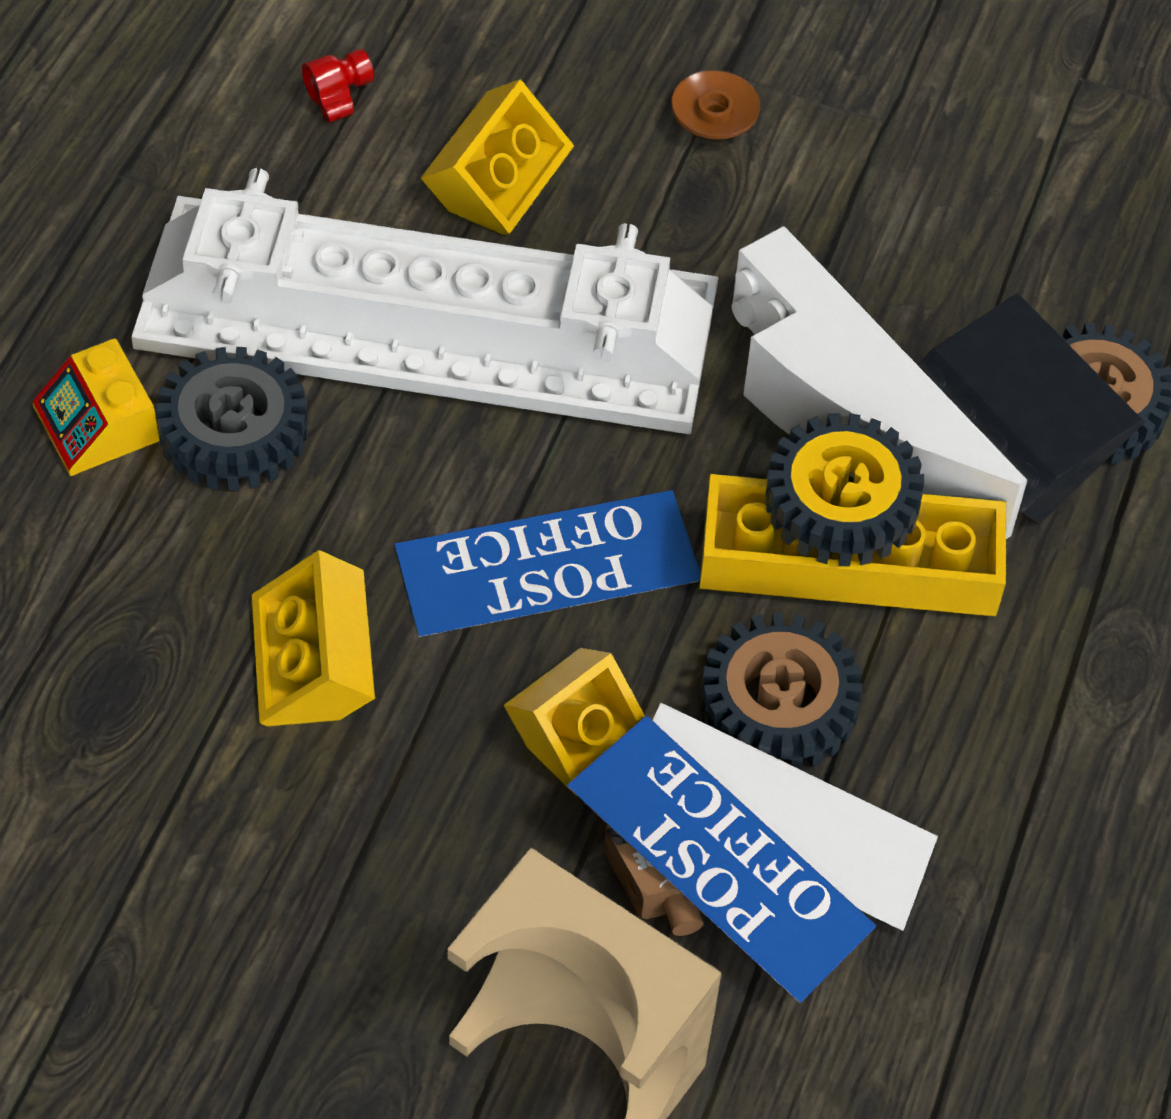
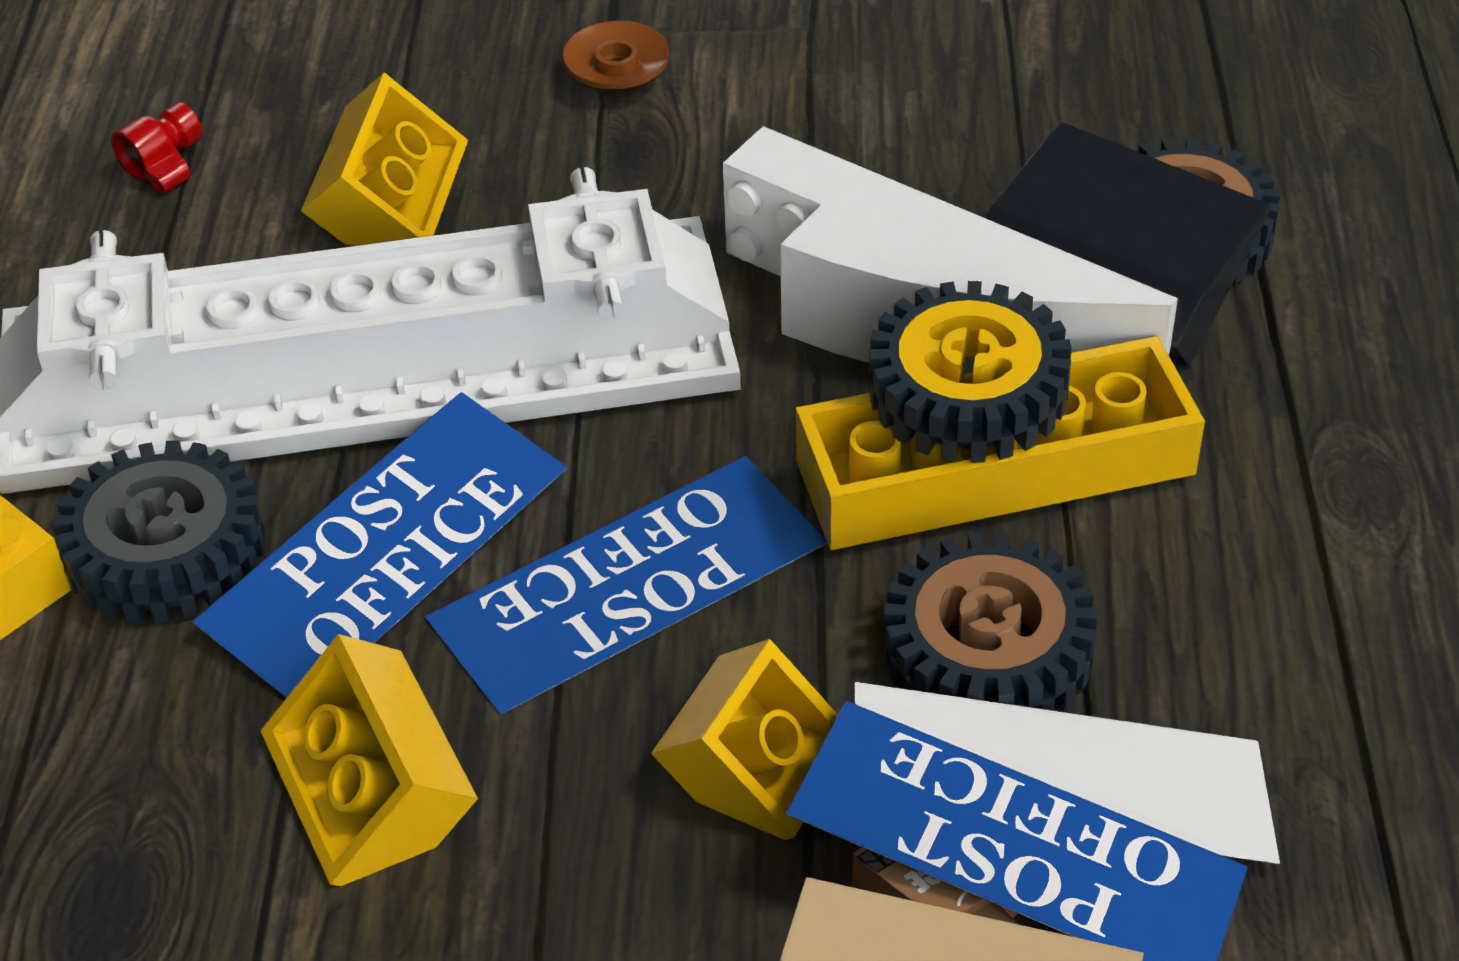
camera: 15 degrees left, 10 degrees down
(385, 477) = (381, 543): none -> blue sticker

